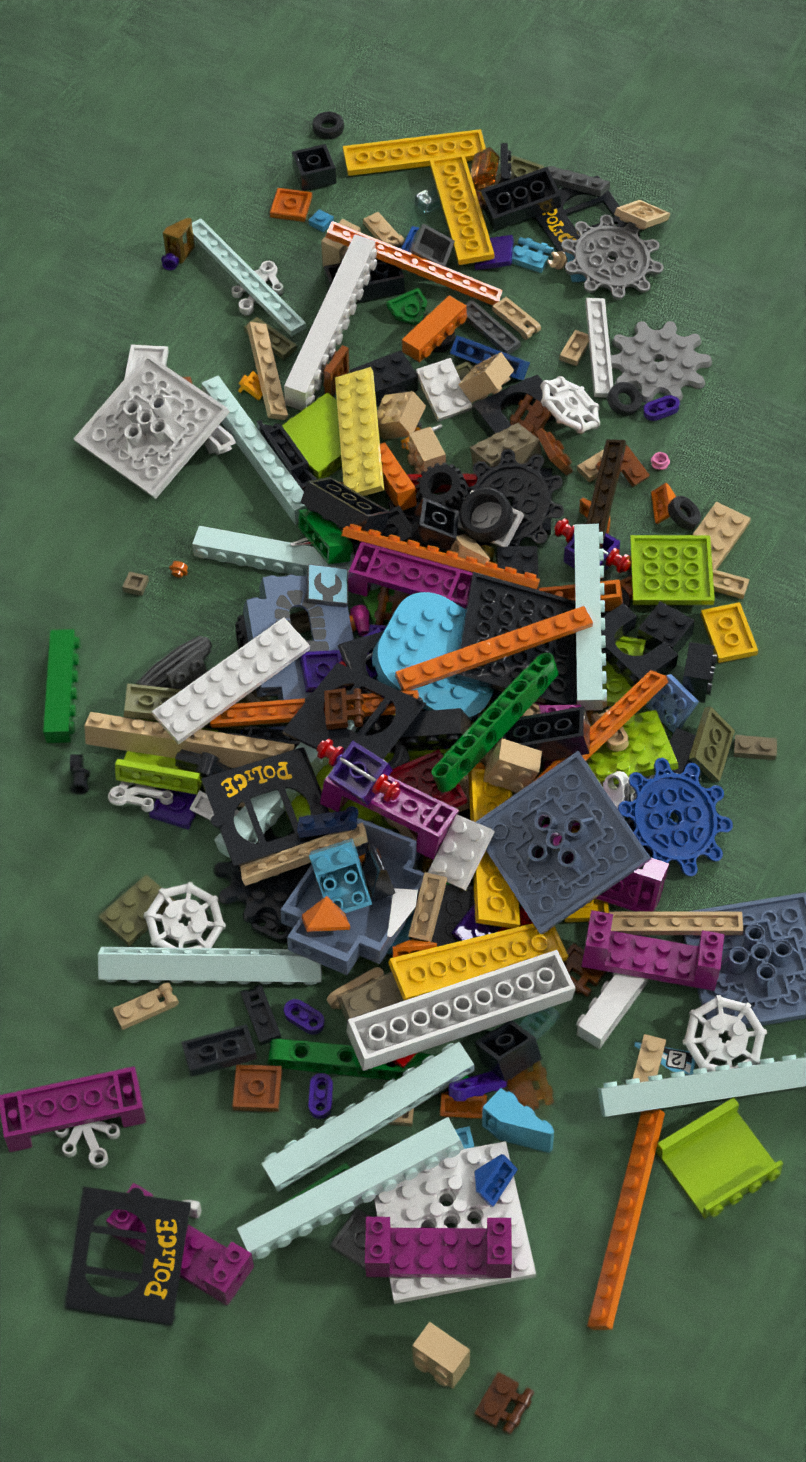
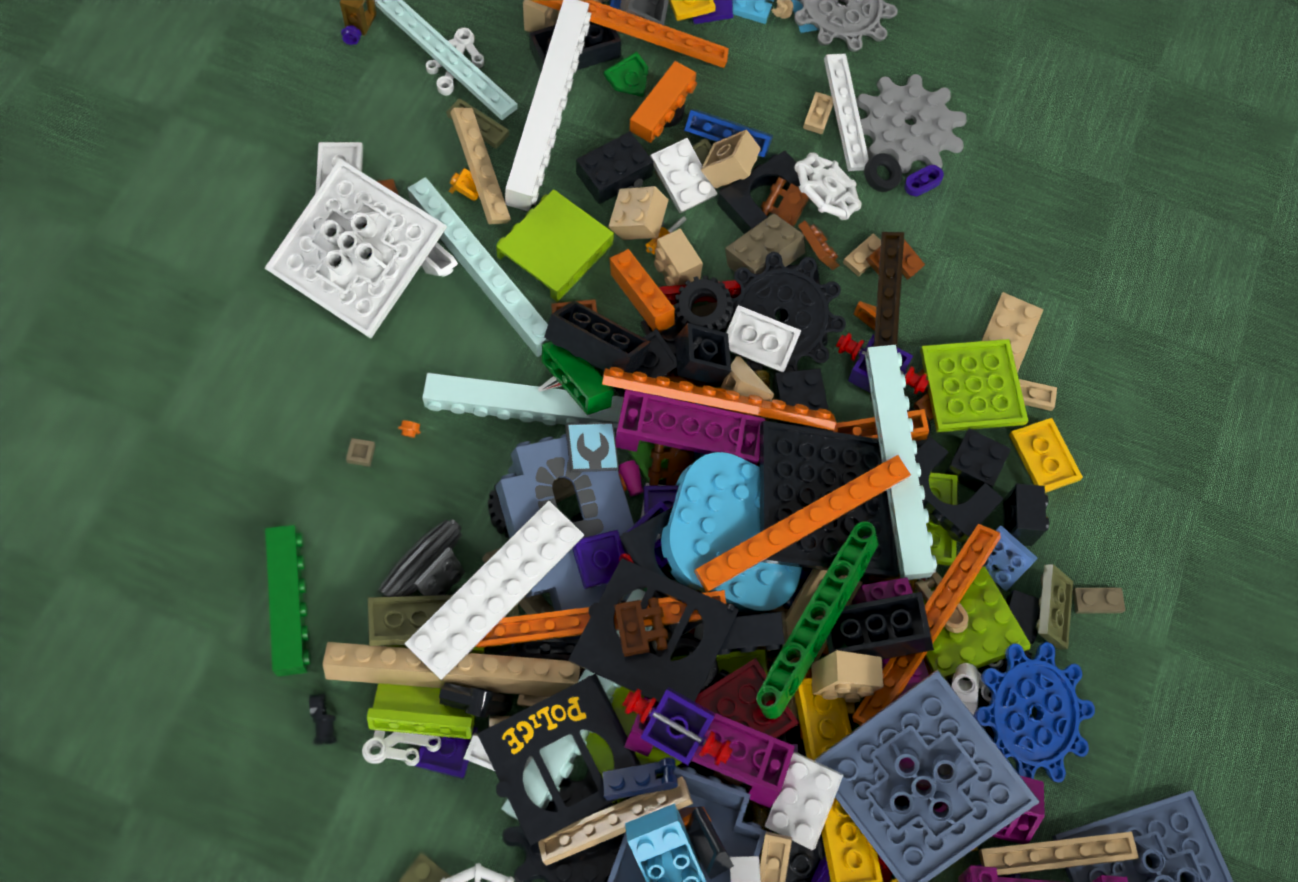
camera: 15 degrees left, 10 degrees up
(287, 452) = (520, 273): black wedge -> none
(337, 367) = (560, 161): dark orange plate -> none
(359, 432) = (598, 240): light yellow plate -> none
(474, 500) = (754, 314): black tyre -> none
(491, 329) = (724, 96): dark grey plate -> none
(516, 317) = (748, 80): tan plate -> none
(660, 461) = (934, 241): bright pink plate -> none
(661, 498) = (946, 298): orange slope -> none
(689, 507) = (971, 319): black tyre -> none

